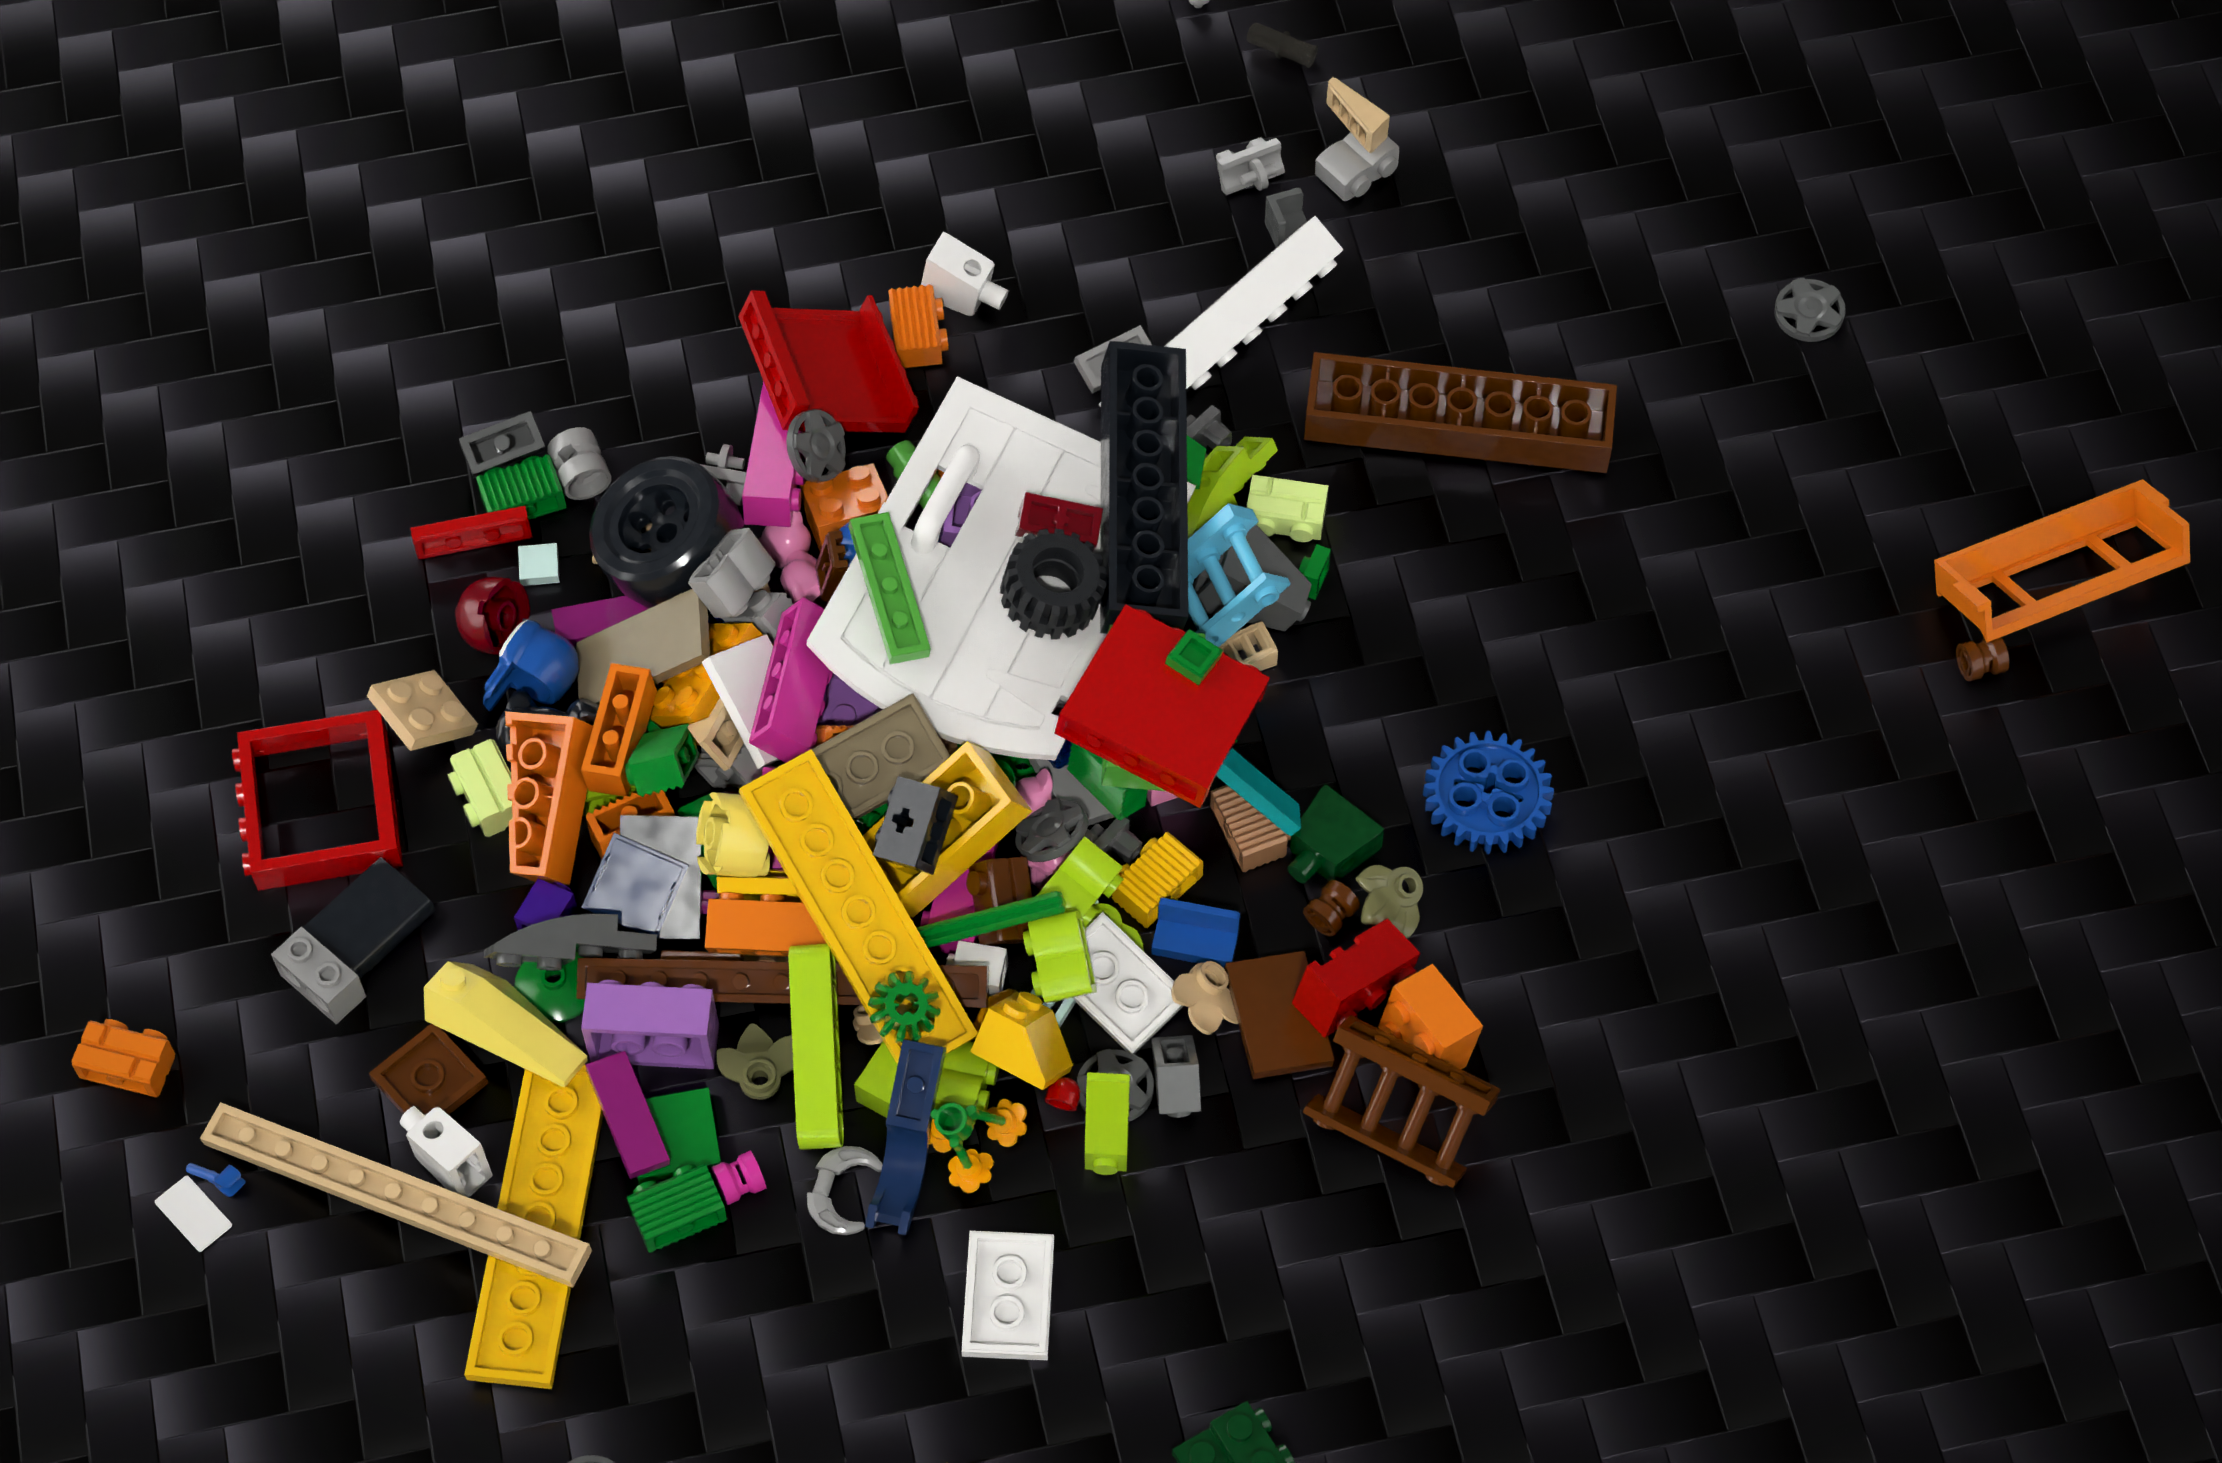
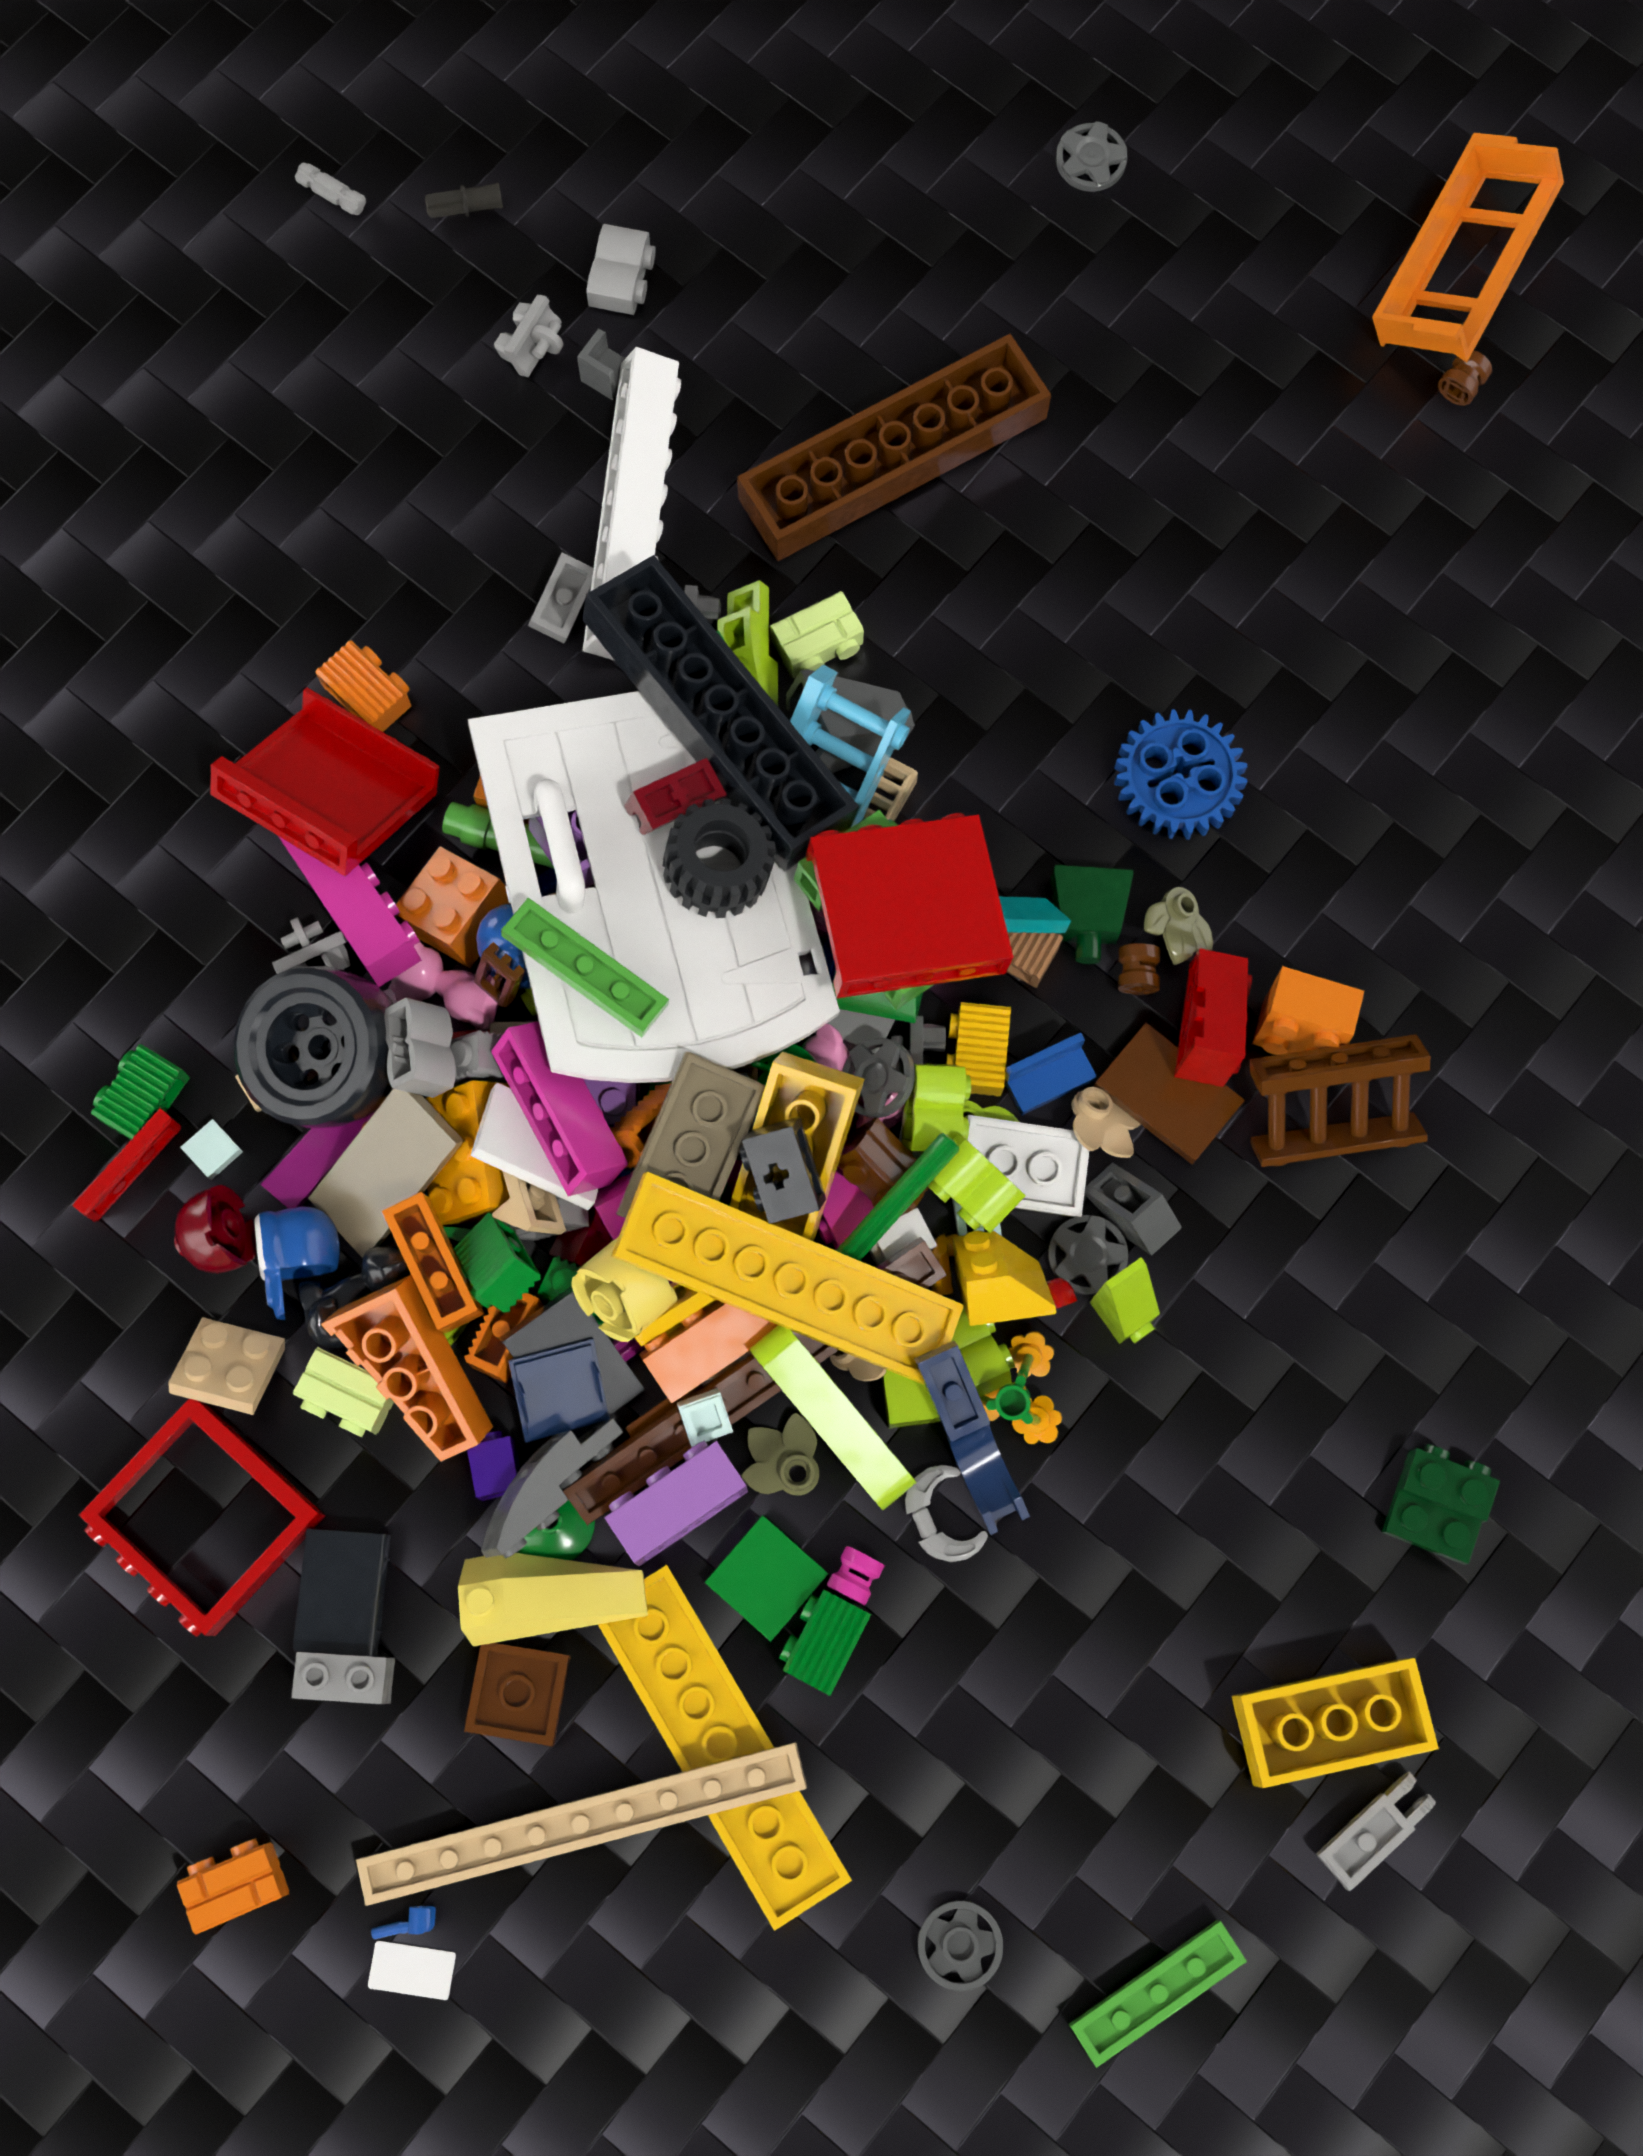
camera: 40 degrees left, 15 degrees up
(446, 1150) = (611, 1756): white torso -> none
(502, 444) = (87, 1064): dark grey brick -> none
(579, 463) = (167, 1028): light grey wheel -> none
(627, 1114) = (720, 1596): magenta tile -> none
(723, 977) = (704, 1417): none -> light aqua tile
(819, 444) = (391, 869): dark grey wheel -> none
(908, 1021) = (900, 1352): green gear -> none
(961, 276) = (370, 614): white torso -> none
(1008, 1295) = (1150, 1501): white tile -> none
(1194, 657) = (907, 844): green tile -> none
(1316, 568) = (885, 671): green plate -> none
(1359, 115) = (596, 225): tan slope -> none

